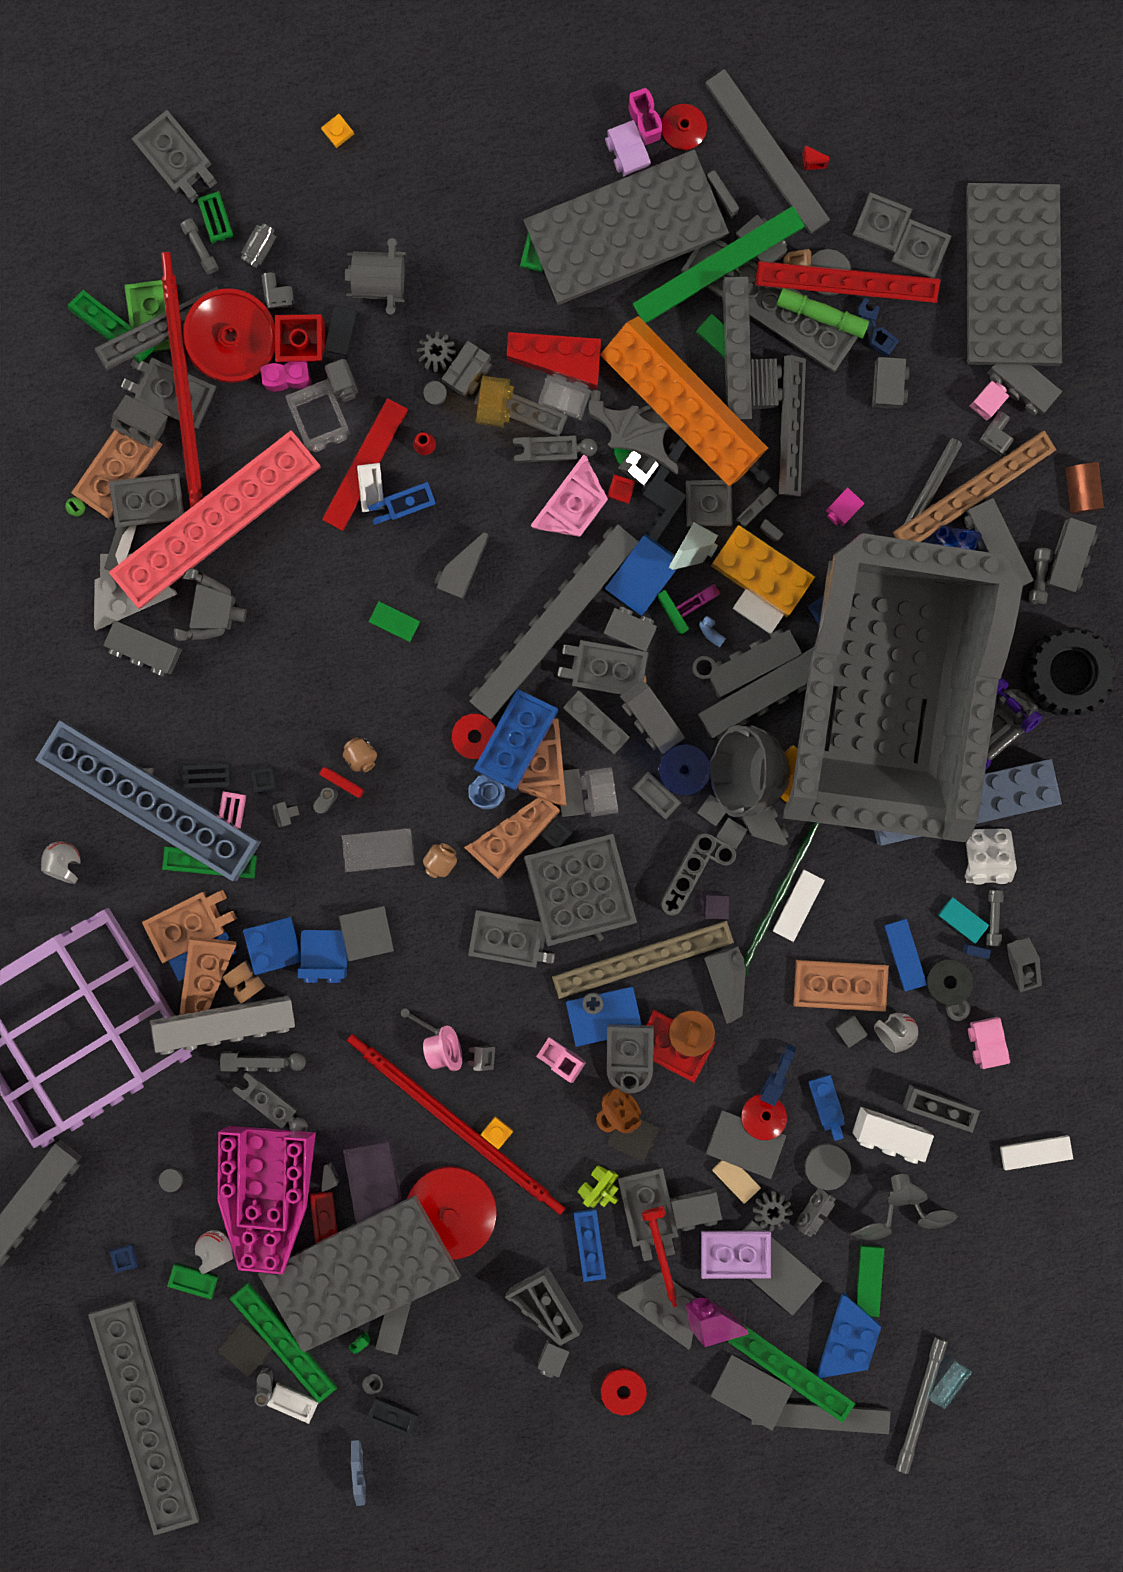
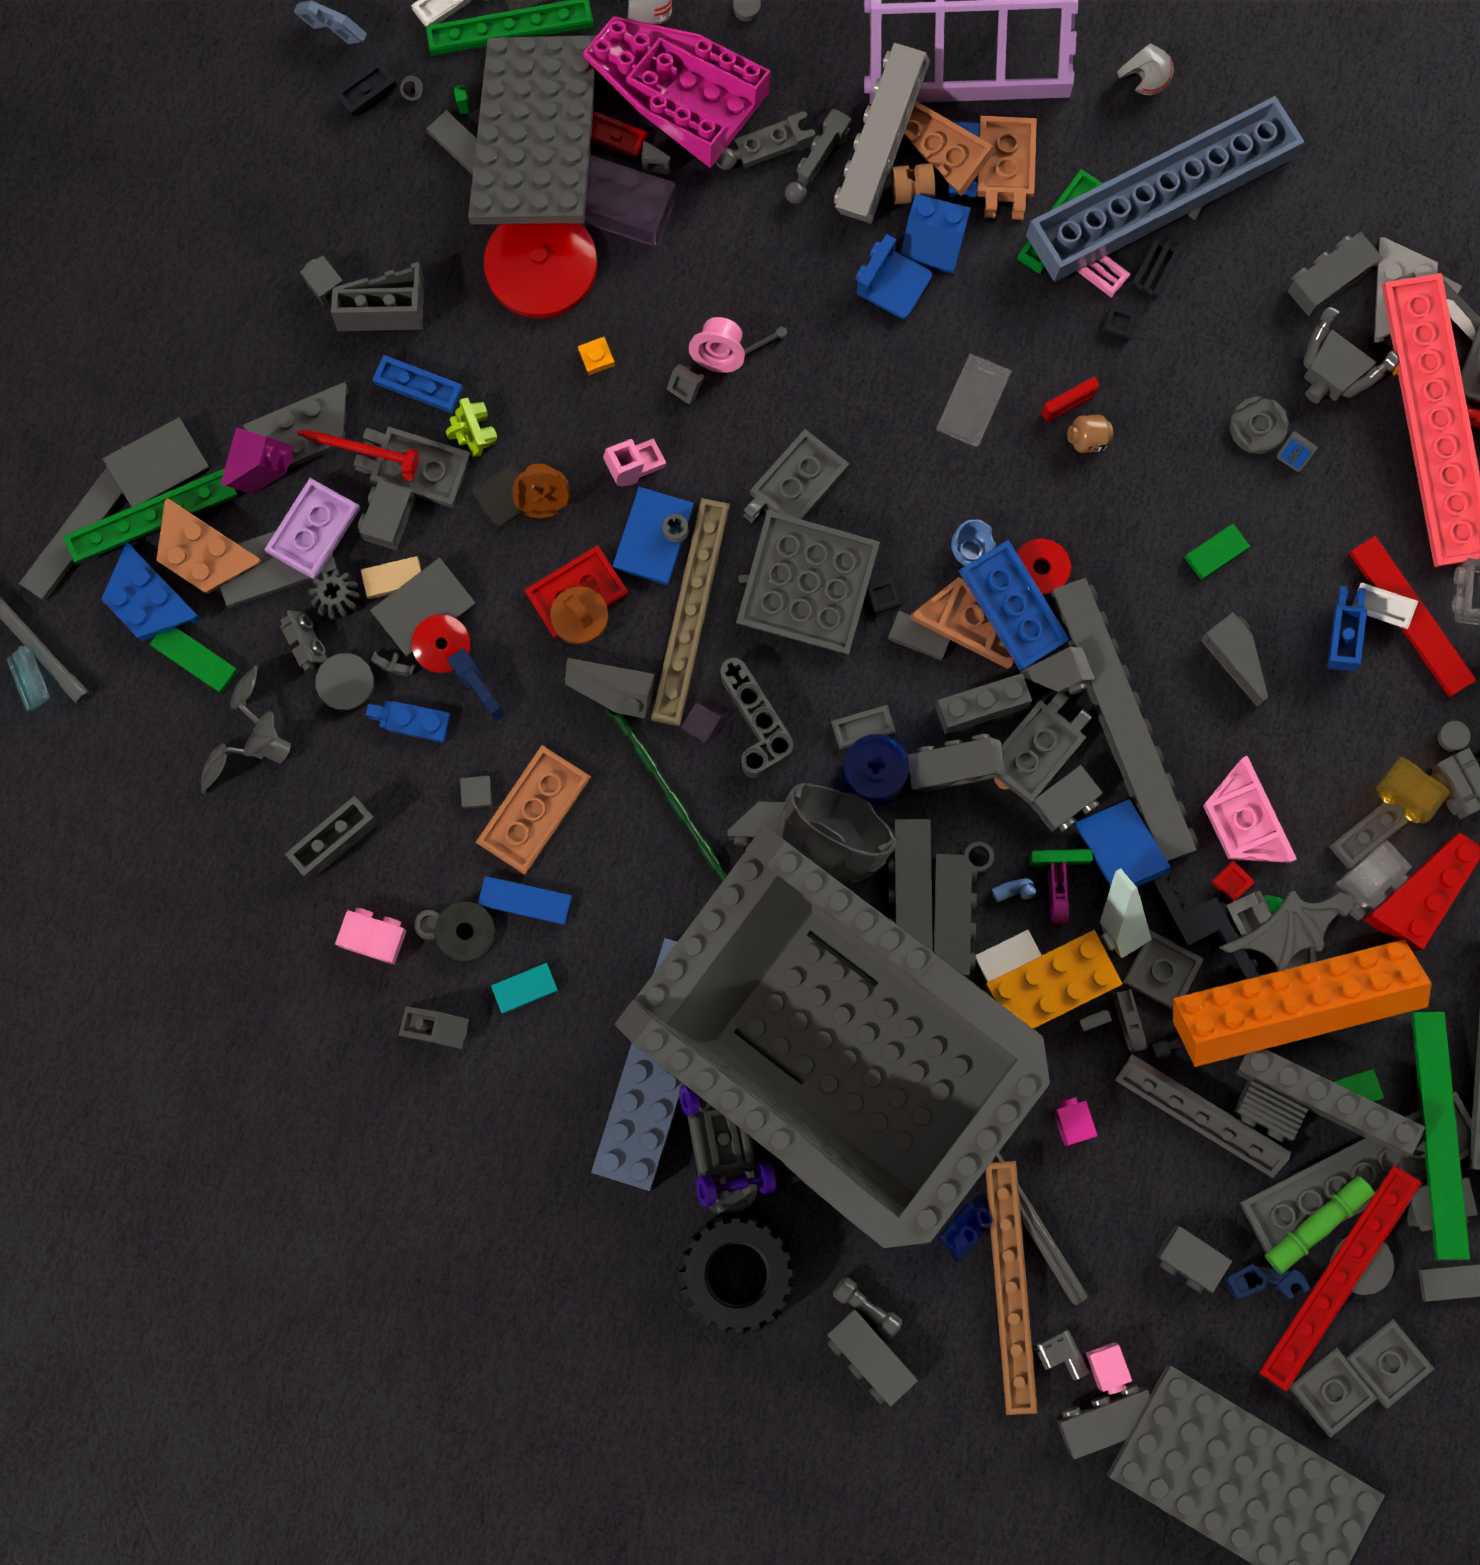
camera: 125 degrees right, 10 degrees down
(283, 814) = (1070, 321): dark grey tile -> none
(284, 642) = (1258, 425): none -> dark grey tile
(291, 605) = (1296, 451): none -> slope
(325, 800) = (1061, 372): dark grey piece -> none
(366, 933) = (891, 336): dark grey tile -> none
(428, 447) = (1404, 691): red cone -> none
(440, 860) = (926, 454): medium nougat head -> none
(456, 1124) = (631, 318): red axle -> none
(507, 841) = (905, 539): nougat wing -> none
(546, 680) = (1062, 671): none -> dark grey slope
(552, 448) = (1321, 829): dark grey plate -> none
(600, 792) = (902, 666): clear brick -> none
(630, 1054) = (596, 537): dark grey tile -> none
(630, 1403) = (231, 323): red tile -> none
(711, 810) = (811, 773): dark grey tile -> none
(731, 833) = (773, 785): dark grey tile -> none
(797, 1322) = (199, 551): none -> nougat wing
(798, 905) = (650, 813): white tile -> none
(799, 257) = (1398, 1238): medium nougat tile -> none
(799, 1142) = (392, 666): none -> dark grey piece
(892, 1135) = (335, 766): white brick -> none
(897, 1032) = (445, 840): light grey helmet -> none
(976, 951) = (481, 981): dark blue tile -> none
(990, 856) = (579, 1059): white bracket -> none
(994, 938) = (485, 1011): dark grey bar -> none
(996, 536) = (930, 1276): dark grey brick -> none
(1036, 1152) = (217, 920): white tile -> none
(1084, 488) = (942, 1421): copper brick -> none

